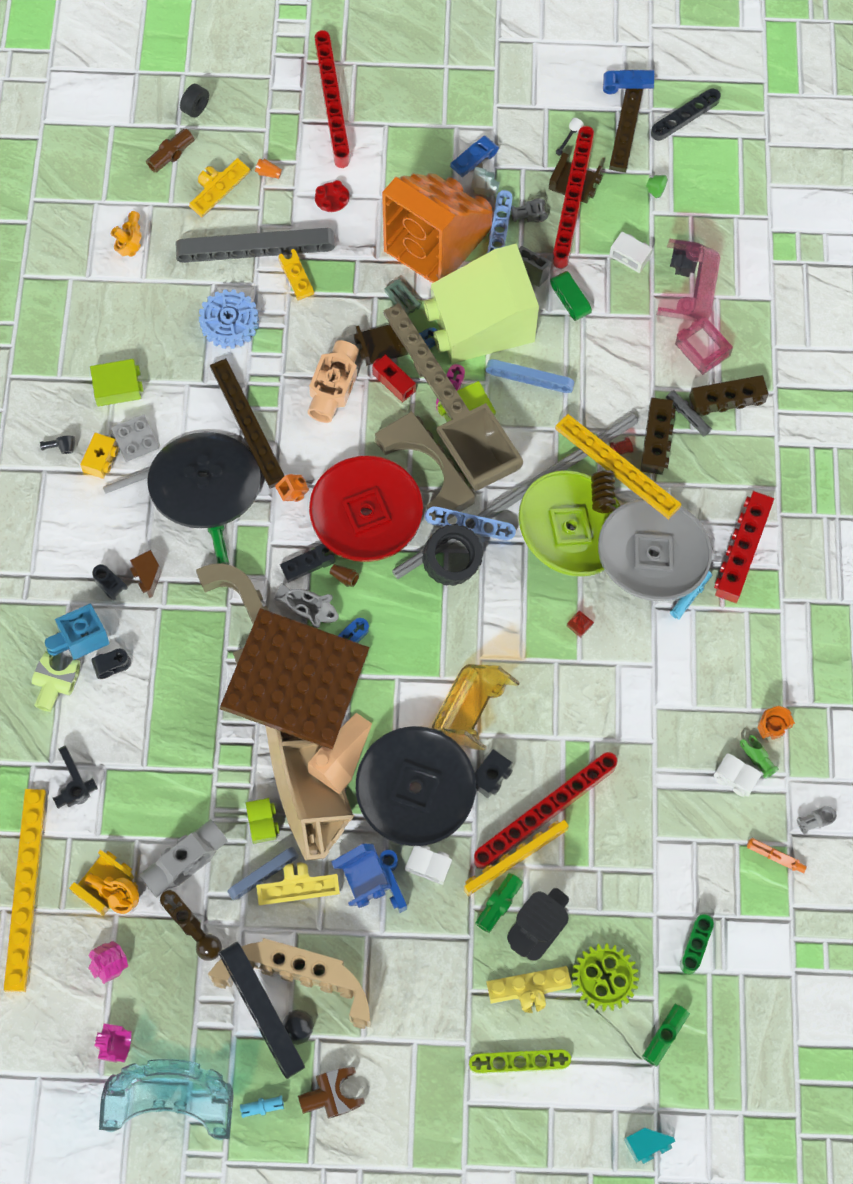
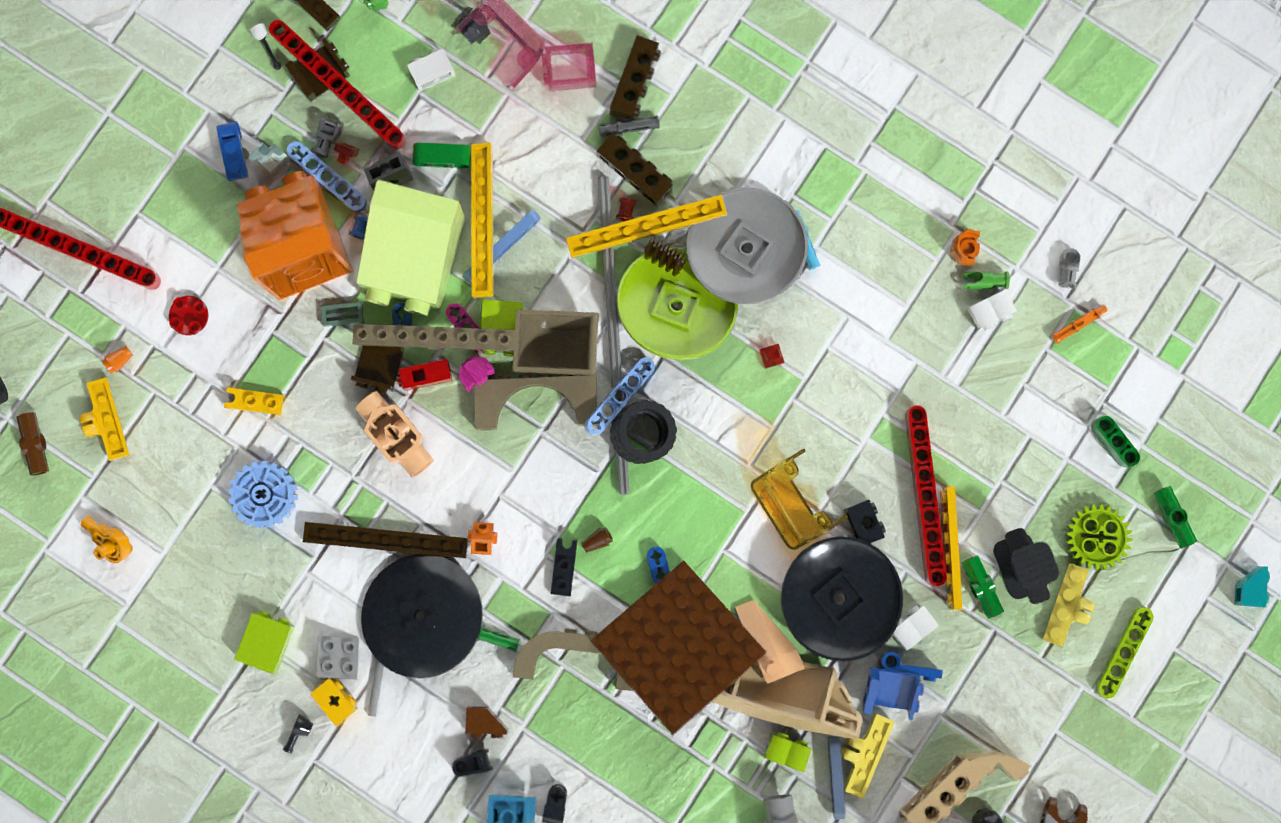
camera: 65 degrees left, 15 degrees up
(254, 245) = (195, 422): dark grey beam -> none
(308, 605) = (609, 592): light grey animal -> none
(363, 484) = (540, 452): red dish -> none
(419, 408) = (475, 371): none -> dark pink hair
(526, 230) = (346, 151): none -> clear red tile
(539, 347) = (482, 219): none -> yellow plate
(756, 503) = (763, 121): red brick -> none

